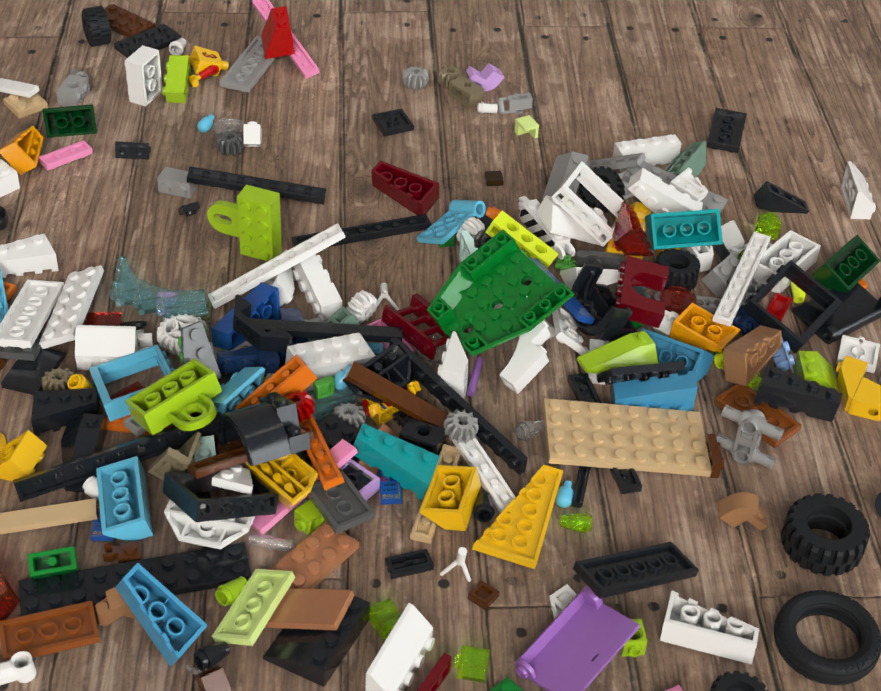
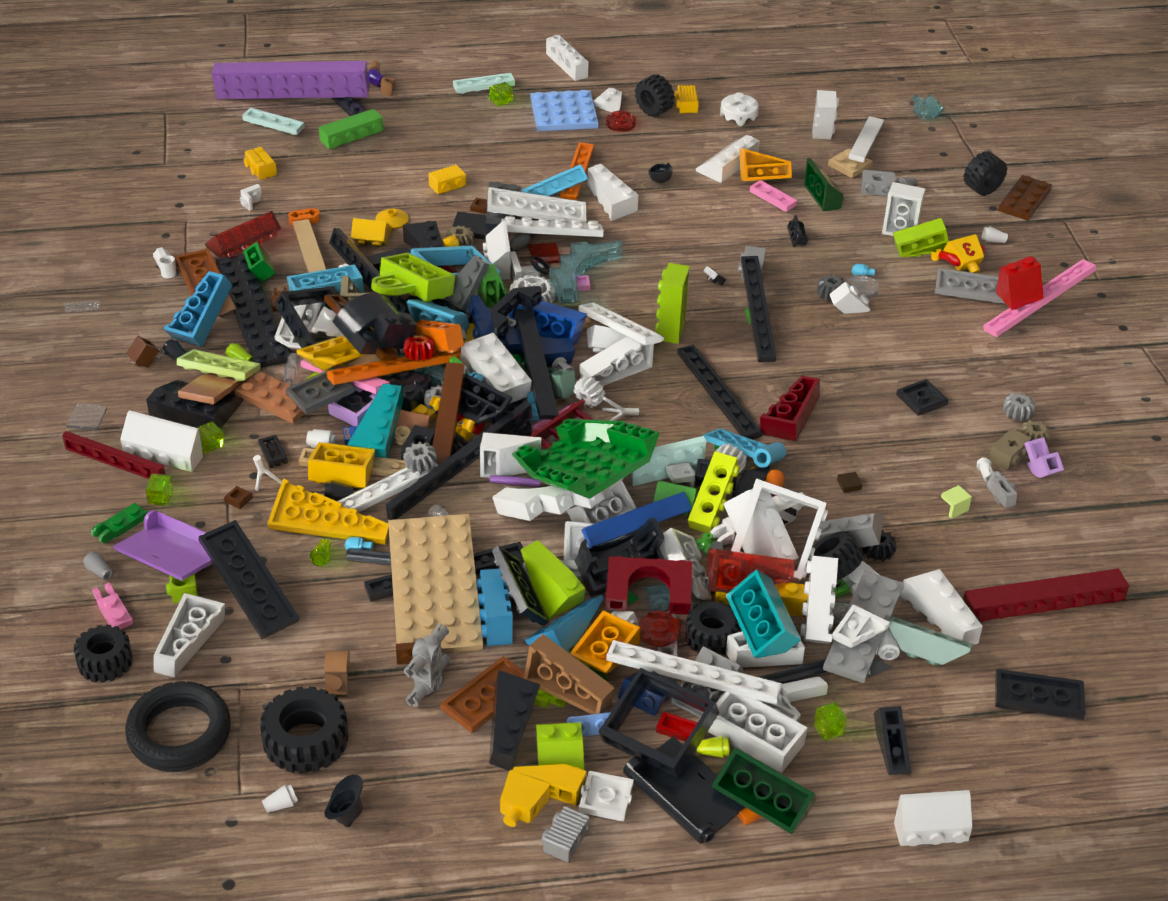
camera: 85 degrees right, 0 degrees up
(155, 38) = (993, 215): black plate -> none
(401, 517) = (316, 436): none -> white brick
(618, 162) = (894, 568): light grey tile -> none
(629, 104) = (1046, 595): none -> dark red brick

